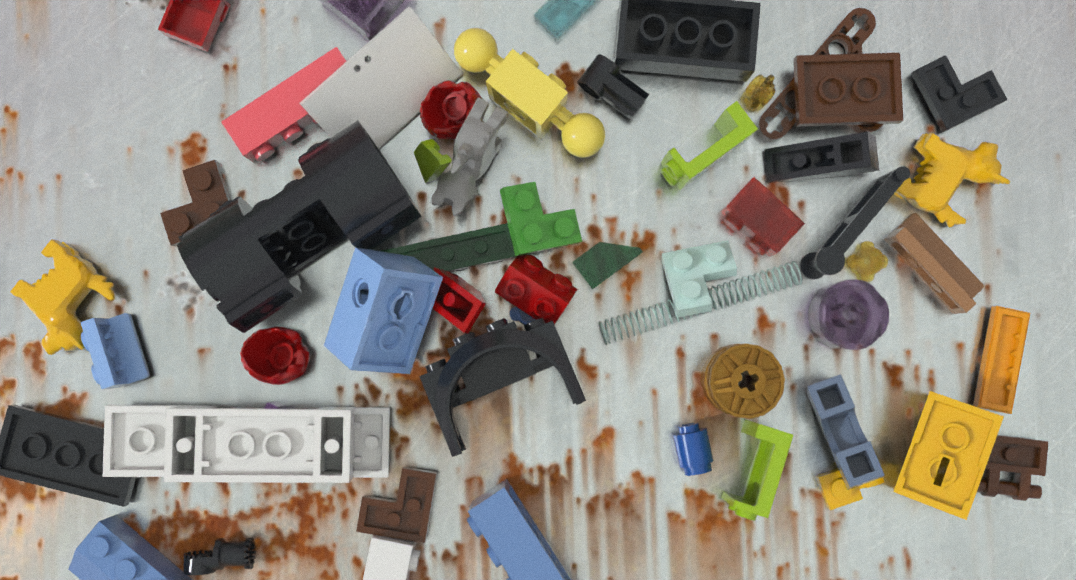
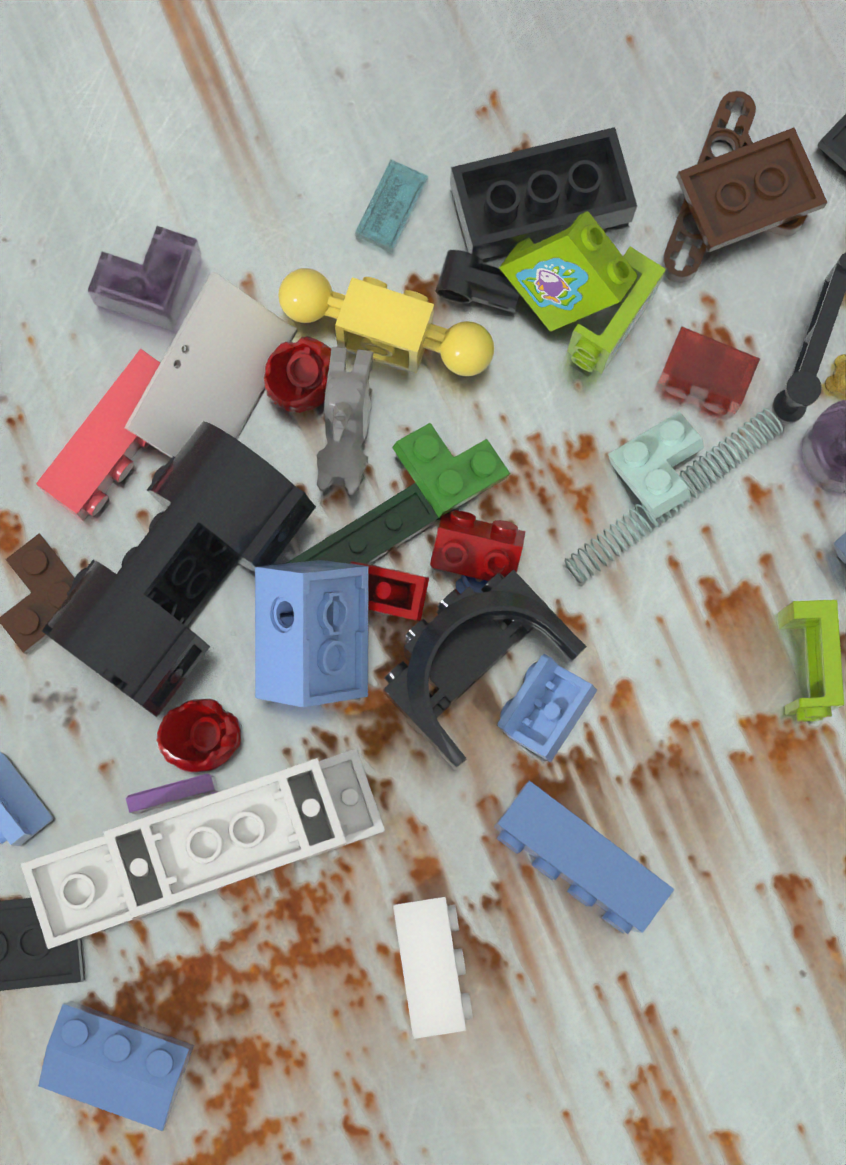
camera: 25 degrees left, 5 degrees down
(223, 554) = (225, 995): black connector -> none
(240, 391) = (171, 793): none -> medium lavender tile
(406, 517) = (423, 871): reddish brown plate -> none
(430, 160) = (298, 441): lime tile -> none
(542, 429) = (545, 707): none -> light blue bracket
(604, 261) = (544, 488): clear green tile -> none
(683, 105) = (569, 273): none -> lime panel
(693, 449) = (730, 666): blue brick -> none
(724, 371) = (735, 578): pearl gold wheel -> none
(760, 91) = (651, 226): clear yellow plate -> none
(823, 158) = (753, 278): black slope -> none

